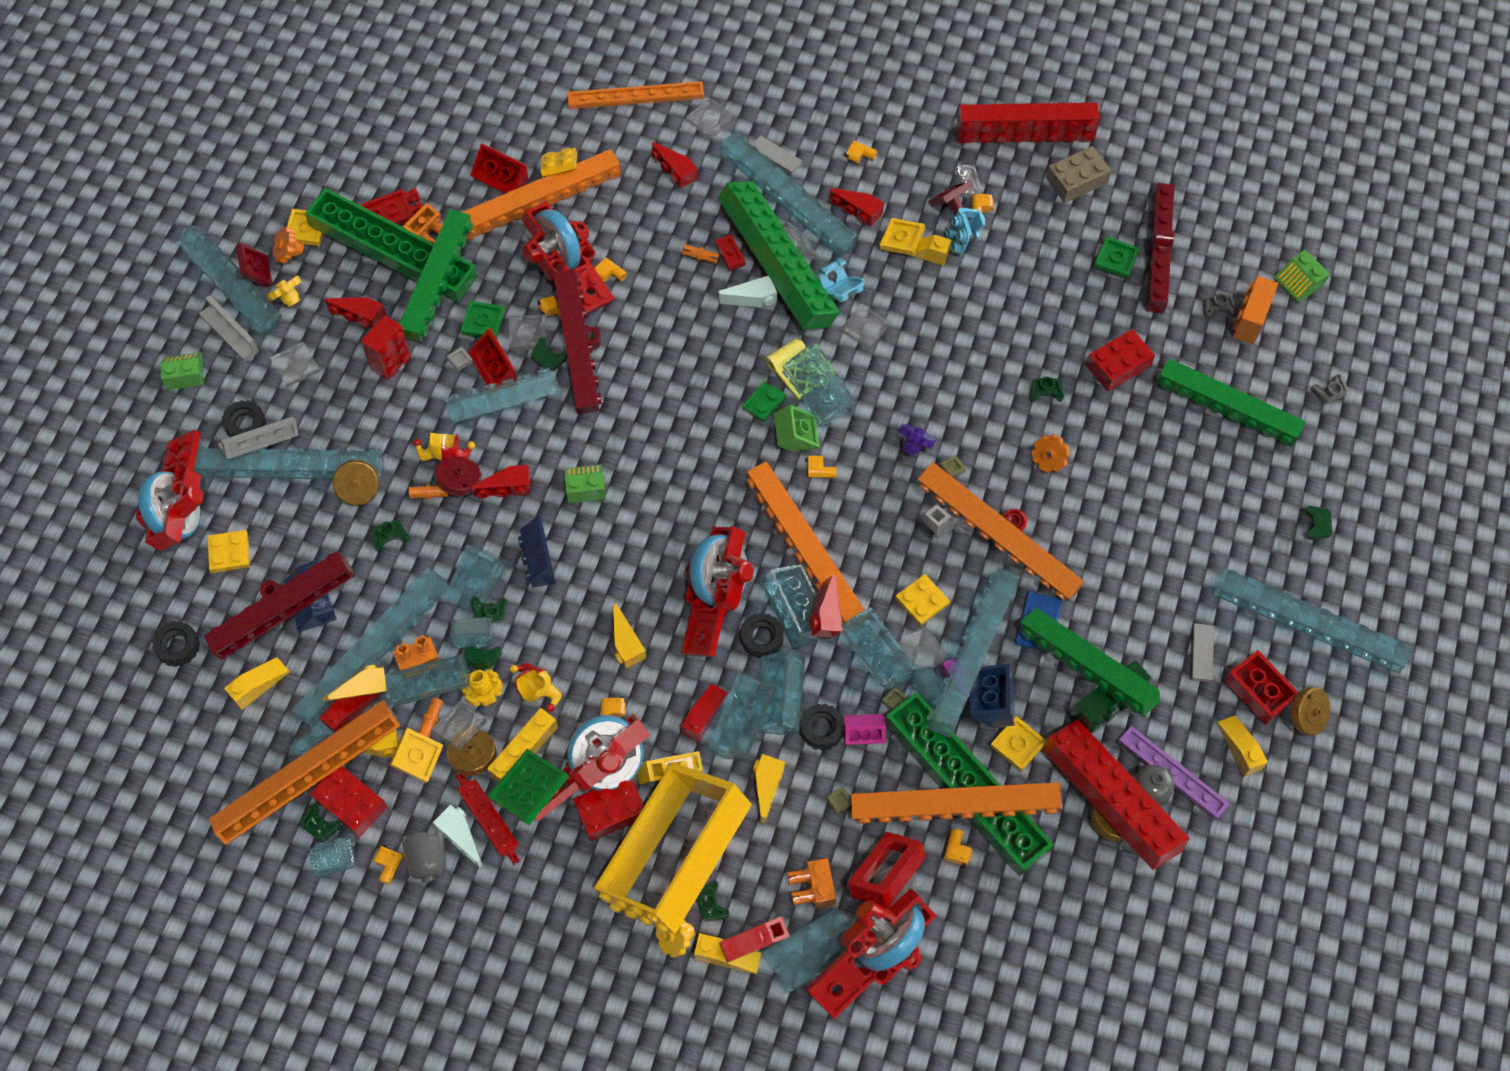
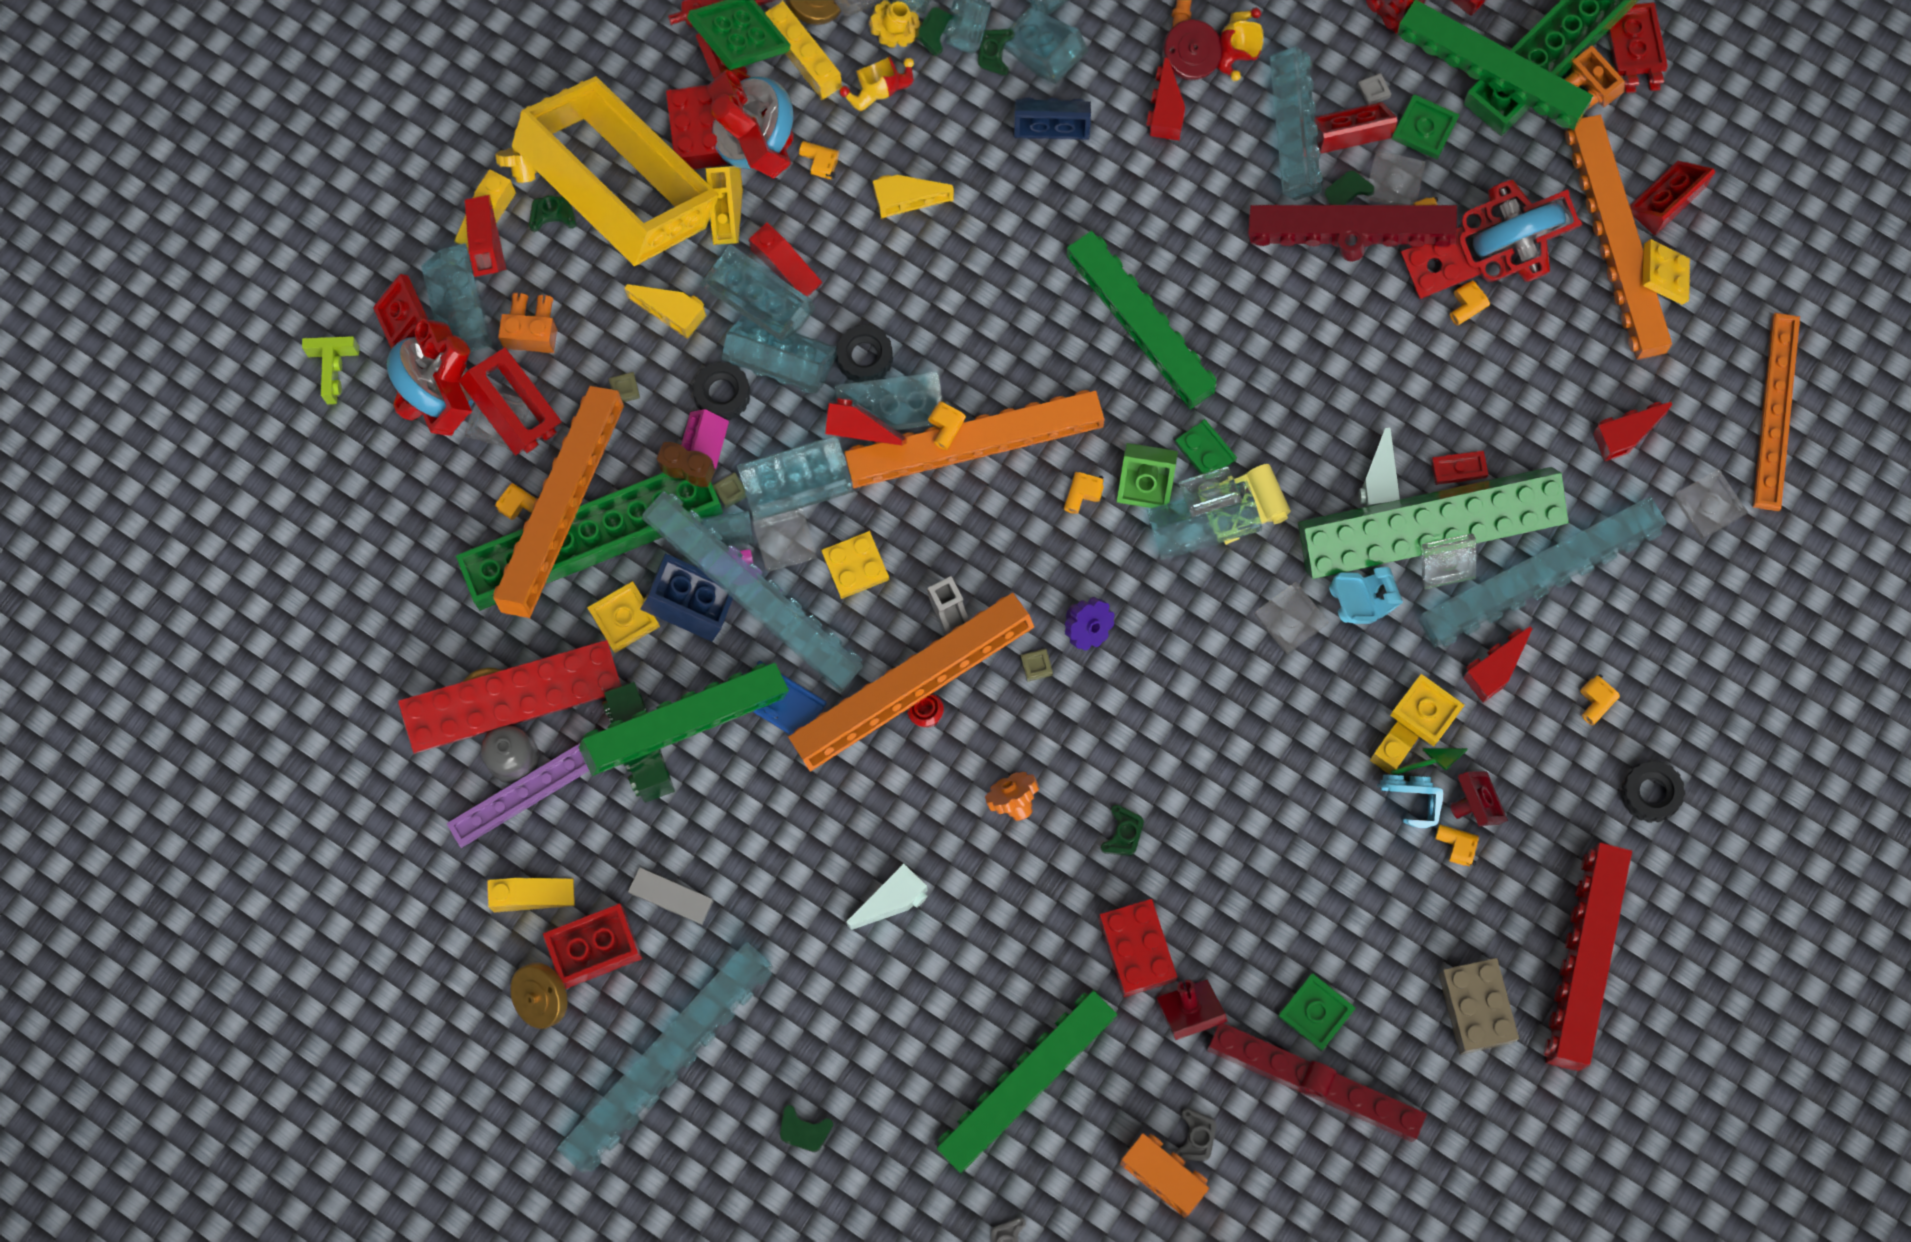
camera: 110 degrees right, 10 degrees up
(585, 483) = (1144, 197): bright green slope -> none
(680, 461) = (1141, 319): none -> green brick
(700, 254) = (1467, 427): orange pin -> none
(724, 560) = (939, 305): red piece -> none
(777, 155) = (1620, 578): light grey tile -> none
(799, 383) = (1210, 491): none -> clear tile
(803, 555) = (949, 422): none -> light orange piece
(893, 1034) = (331, 351): none -> lime bracket
(899, 717) = (680, 463): none -> reddish brown brick
(909, 125) = (1644, 810): none -> black tyre
(930, 222) = (1443, 756): none -> green piece
(967, 173) = (1506, 840): clear plate -> none
(1147, 319) = (1191, 1008): none -> dark red tile
(1148, 511) = (893, 897): none -> light aqua slope

